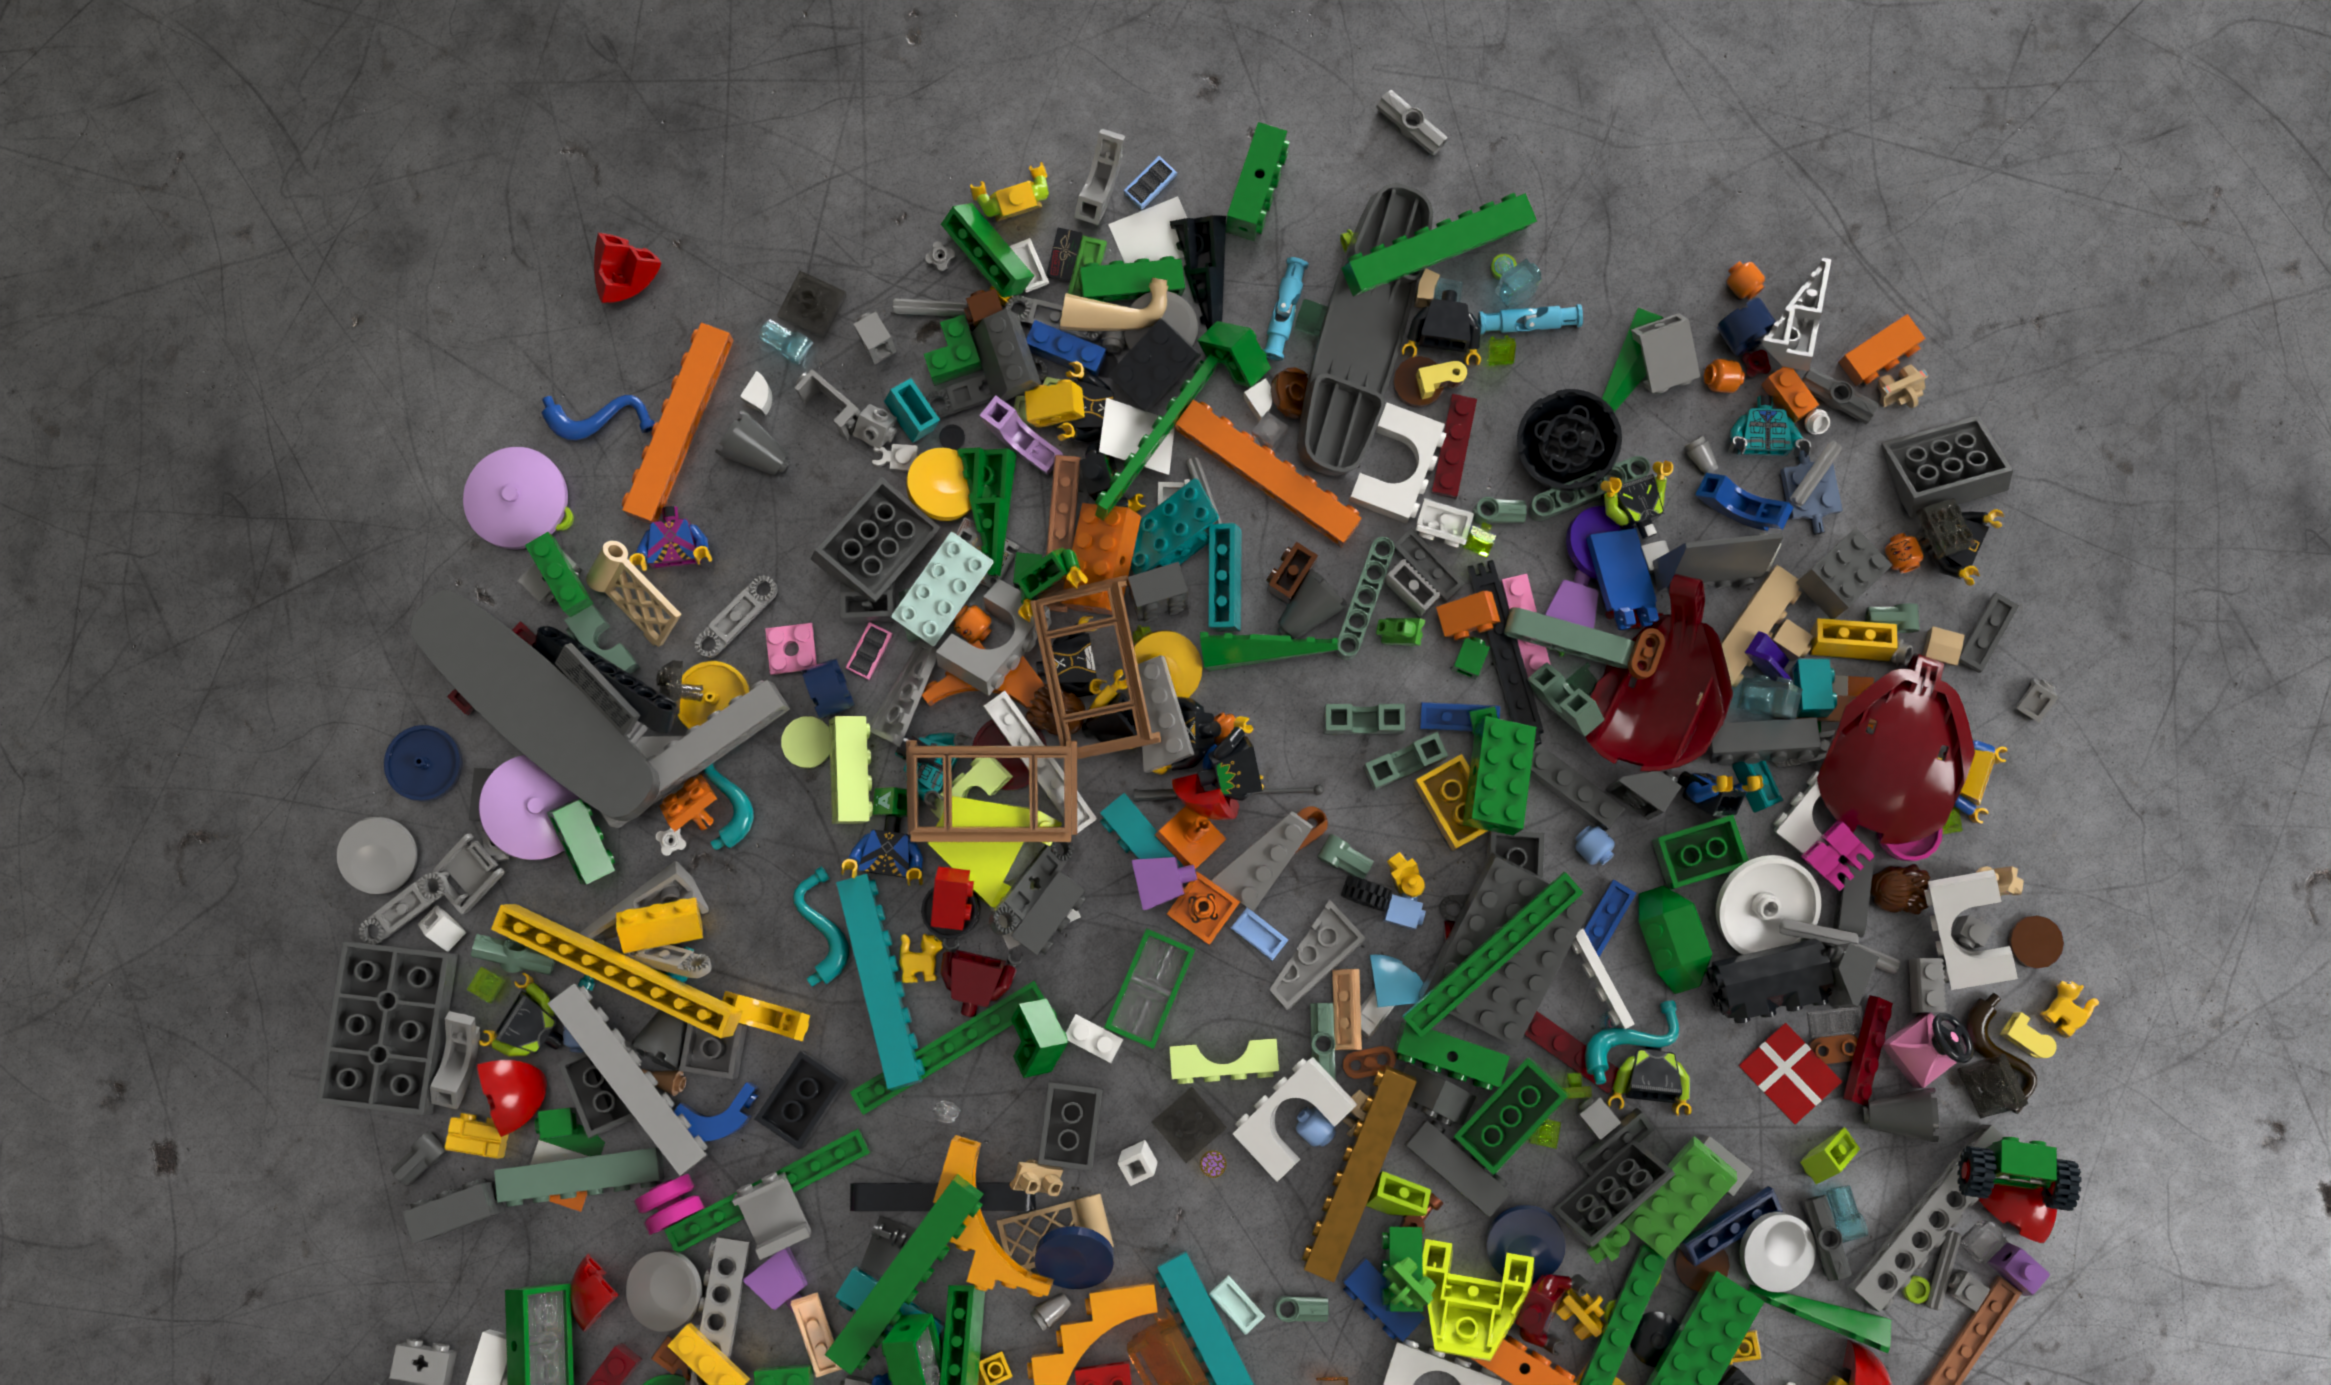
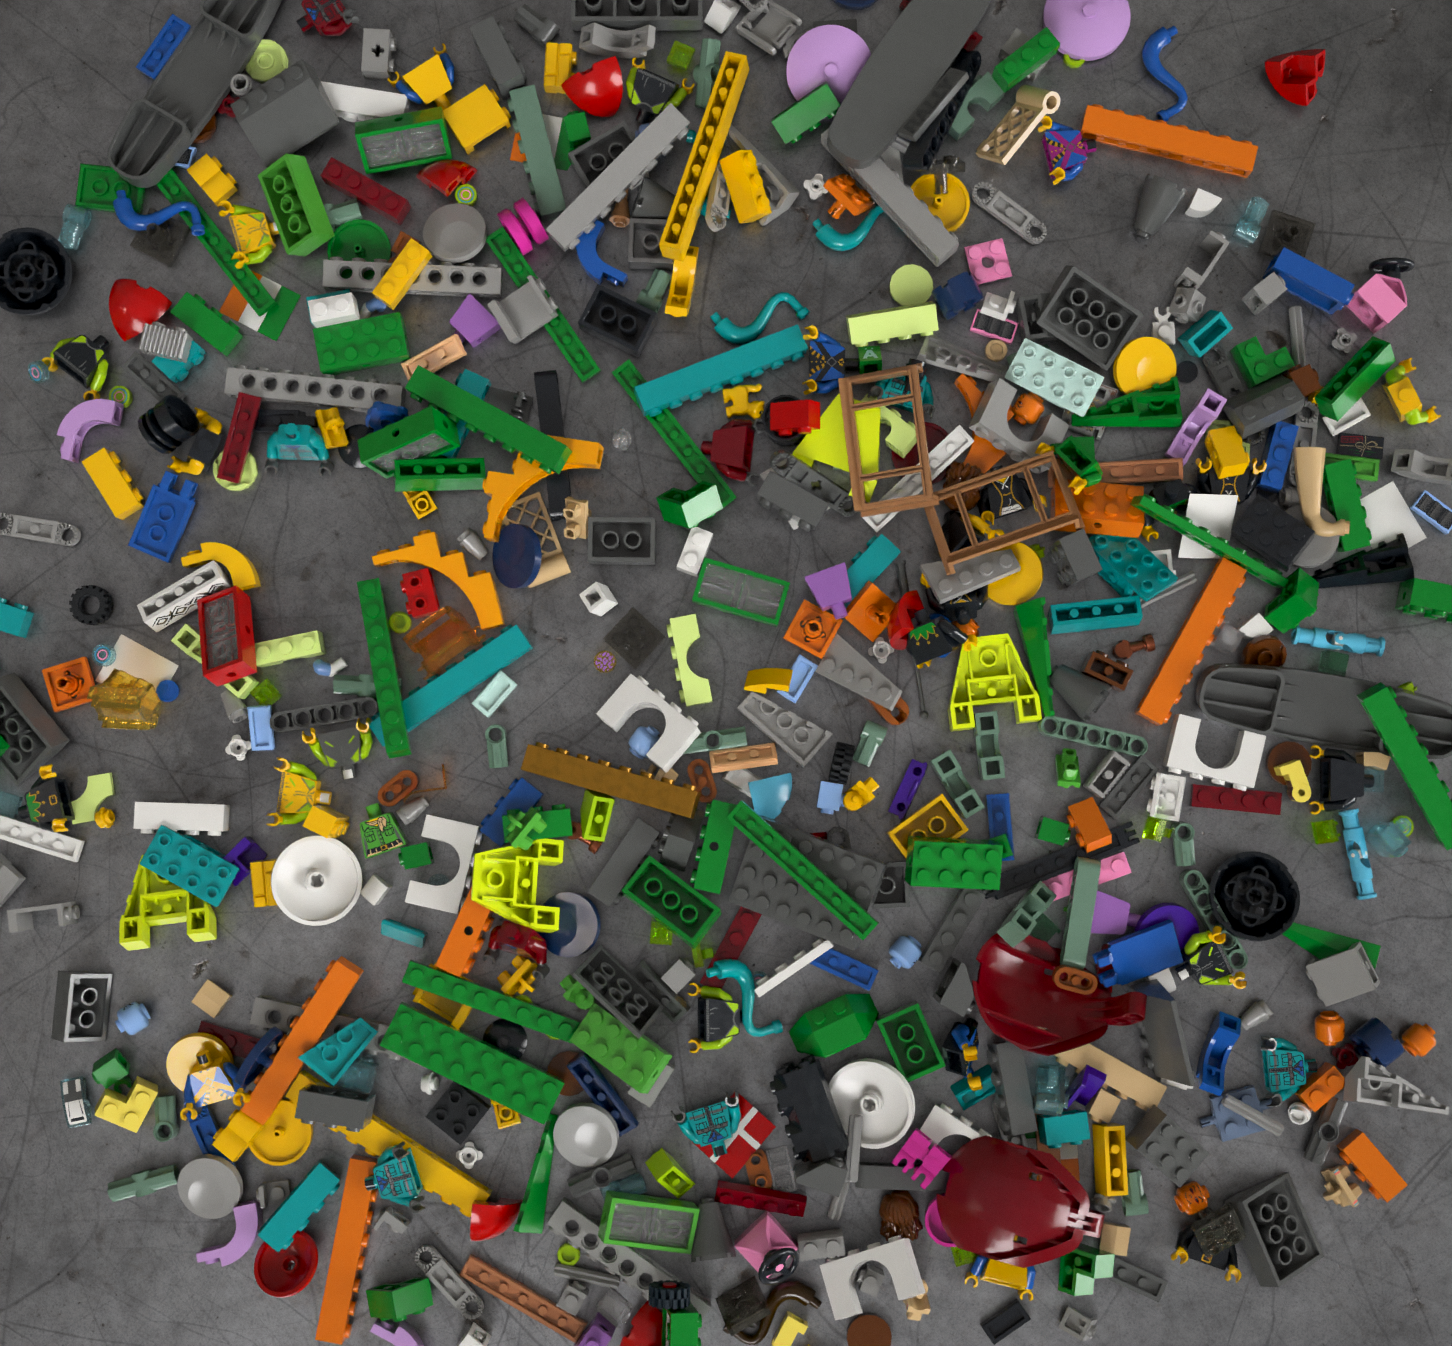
camera: 85 degrees right, 5 degrees up
(467, 1302) = (428, 80): none -> yellow torso
(523, 1247) = (476, 117): none -> yellow panel
(617, 1271) = (466, 195): none -> lime tile
(775, 1054) = (653, 294): none -> sand green piece
(845, 643) = (998, 306): none -> white bracket
(867, 285) = (1311, 281): none -> blue window
(897, 208) = (1382, 295): none -> bright pink piece
(897, 652) = (996, 350): none -> tan tile
(1236, 838) = (881, 656): none -> white plate
(1256, 967) = (773, 678): none -> yellow slope
(1267, 548) = (1125, 648): none -> copper leg
(1283, 706) = (990, 677): none -> neon yellow wedge
(1404, 818) = (908, 788): none -> dark purple piece
(1777, 1099) = (711, 1123): none -> torso
(1888, 1188) = (648, 1222): none -> brick
(1975, 684) = (1081, 1269): none -> green brick
(2028, 782) = (1005, 1321): none -> black tile

